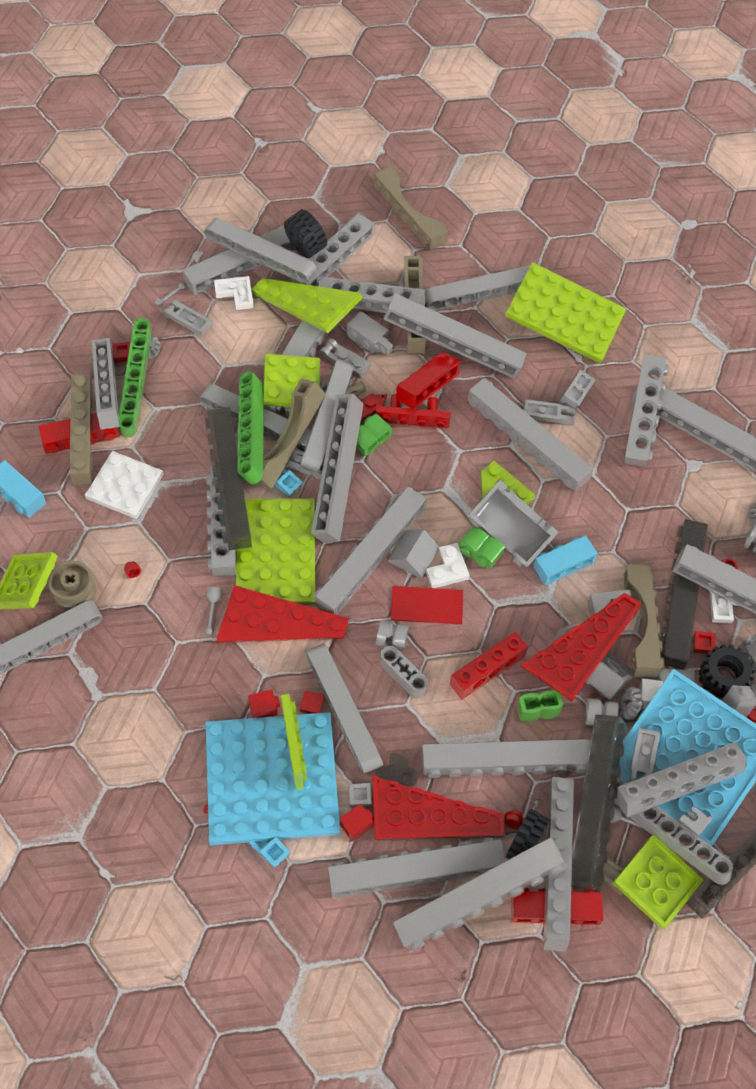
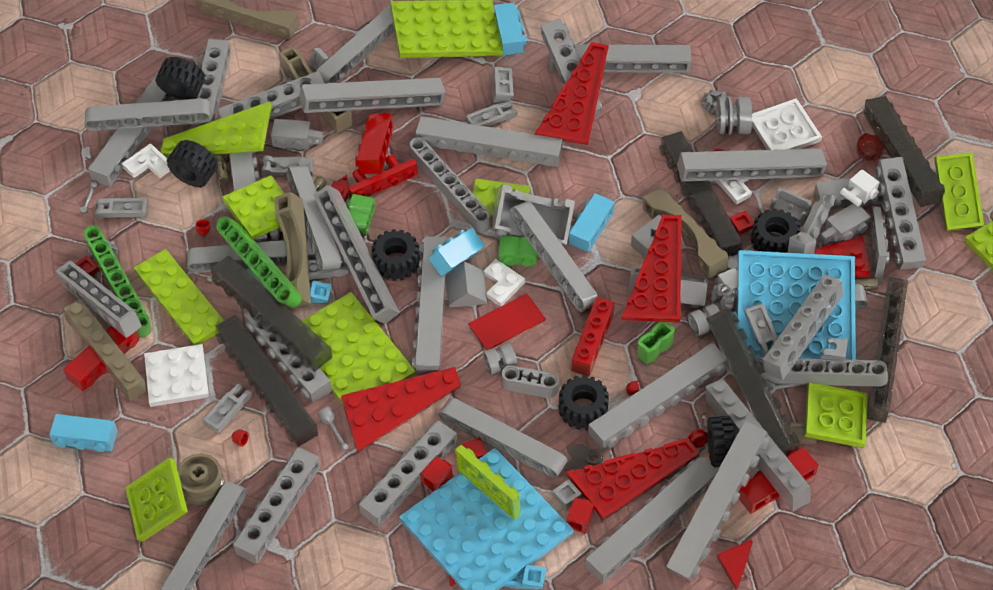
camera: 30 degrees left, 5 degrees down
(111, 656) = (255, 548): none -> light grey brick
(141, 537) = (226, 408): none -> light grey hinge
(176, 421) = (179, 297): none -> lime plate
(188, 534) = (267, 381): none -> clear smoke brick
(234, 697) = (380, 511): none -> light grey brick
(237, 370) = (203, 227): none -> red hinge
(264, 311) = (192, 163): none -> black tyre
(286, 333) = (221, 171): none -> dark tan pin
(373, 475) = (396, 243): none -> black tyre
(423, 515) = (456, 251): none -> medium azure brick
(434, 705) = (582, 389): none -> black tyre
(438, 278) = (317, 58): none -> light grey tile
(462, 958) = (734, 561): none -> red tile
(464, 412) = (450, 185): none -> light grey beam
(490, 735) = (632, 388): none -> red hinge
(506, 571) = (554, 255): none -> light grey beam
(622, 343) = (510, 28): none -> medium azure brick
(627, 444) = (576, 104): none -> red wing

